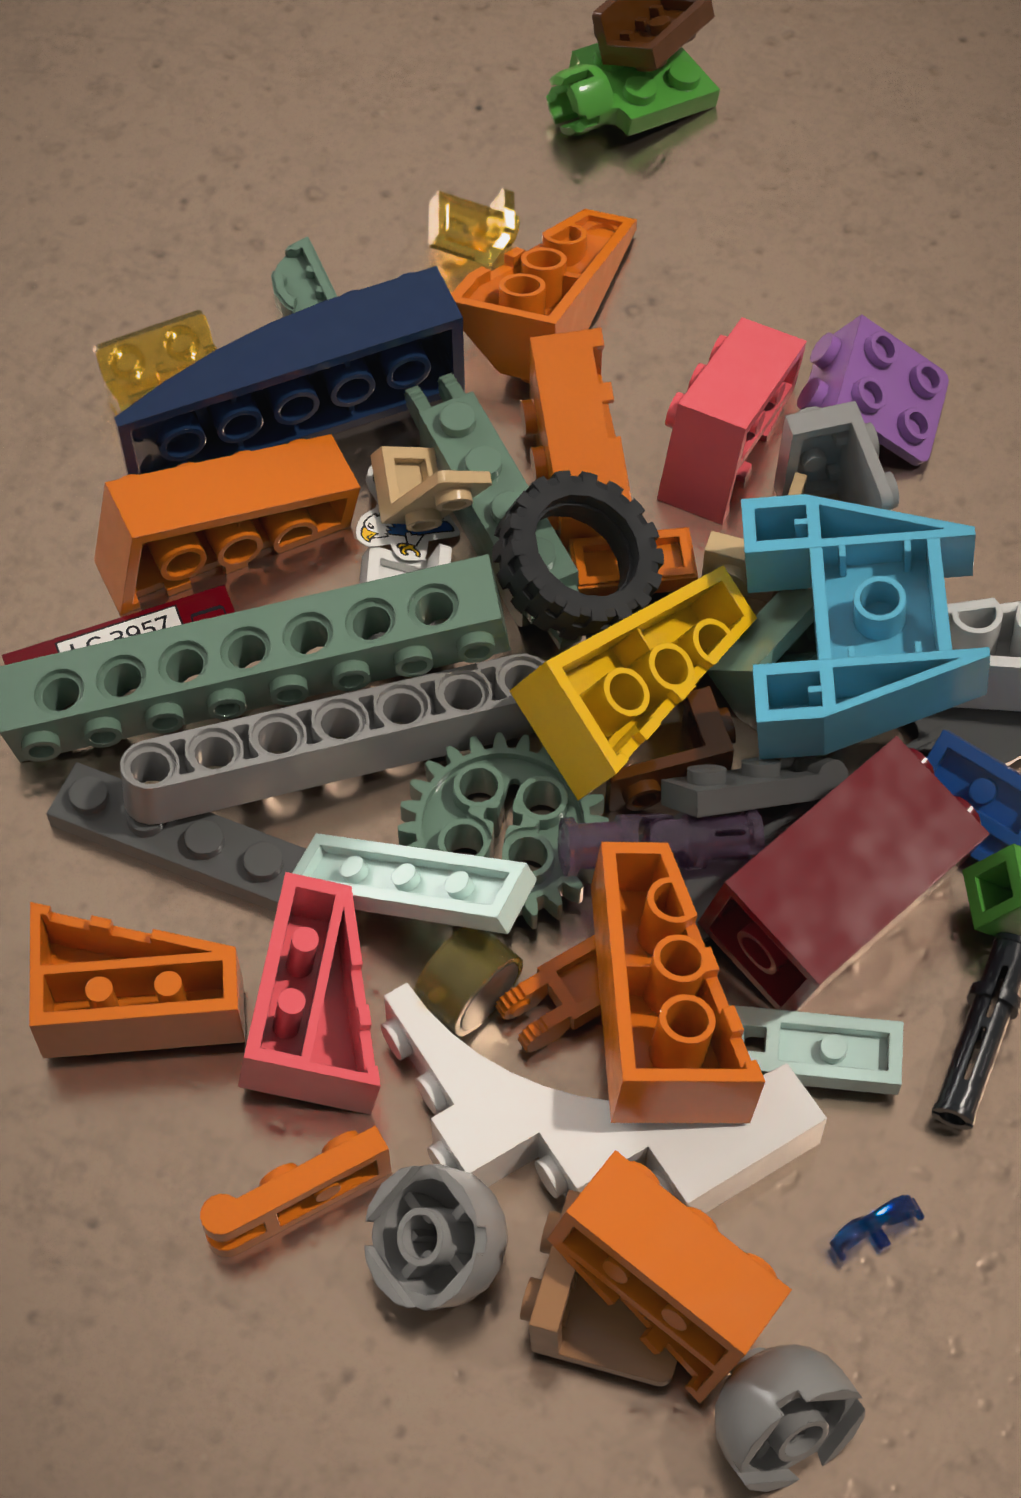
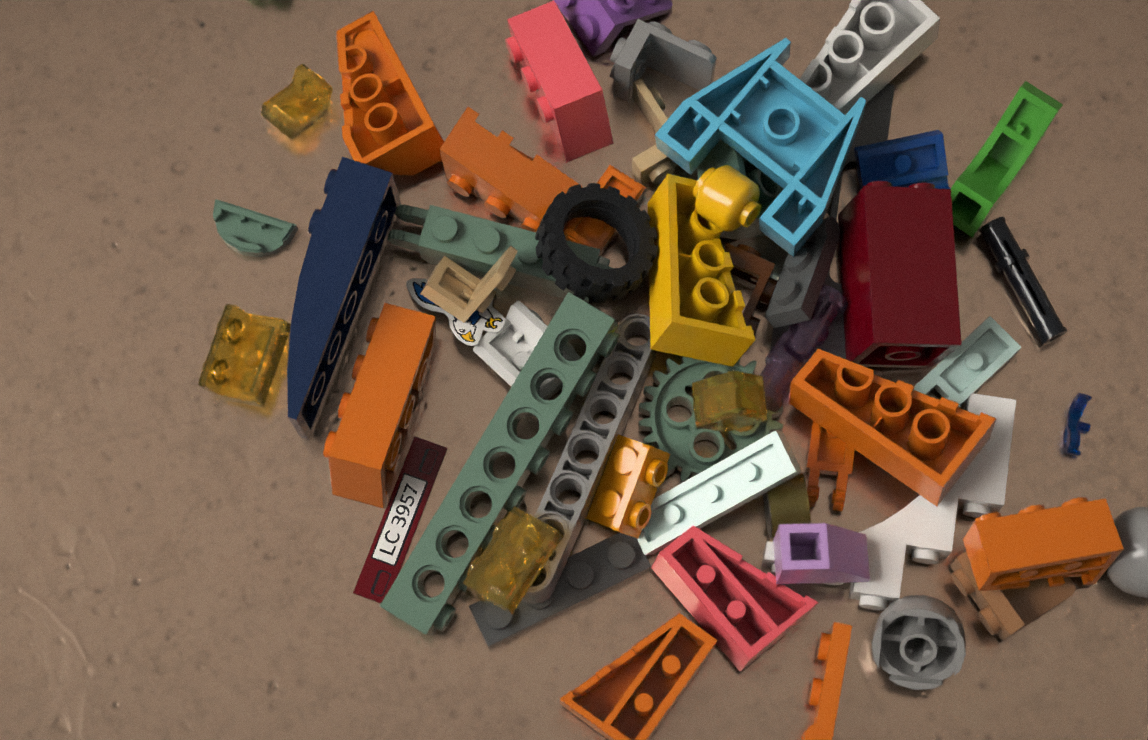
camera: 45 degrees left, 15 degrees up
(143, 732) = (512, 560): none -> clear yellow bracket
(344, 805) = (629, 486): none -> light orange bracket
(431, 1031) = (819, 554): none -> lavender slope
(522, 805) = (729, 401): none -> clear yellow brick
(746, 625) = (727, 198): none -> yellow head

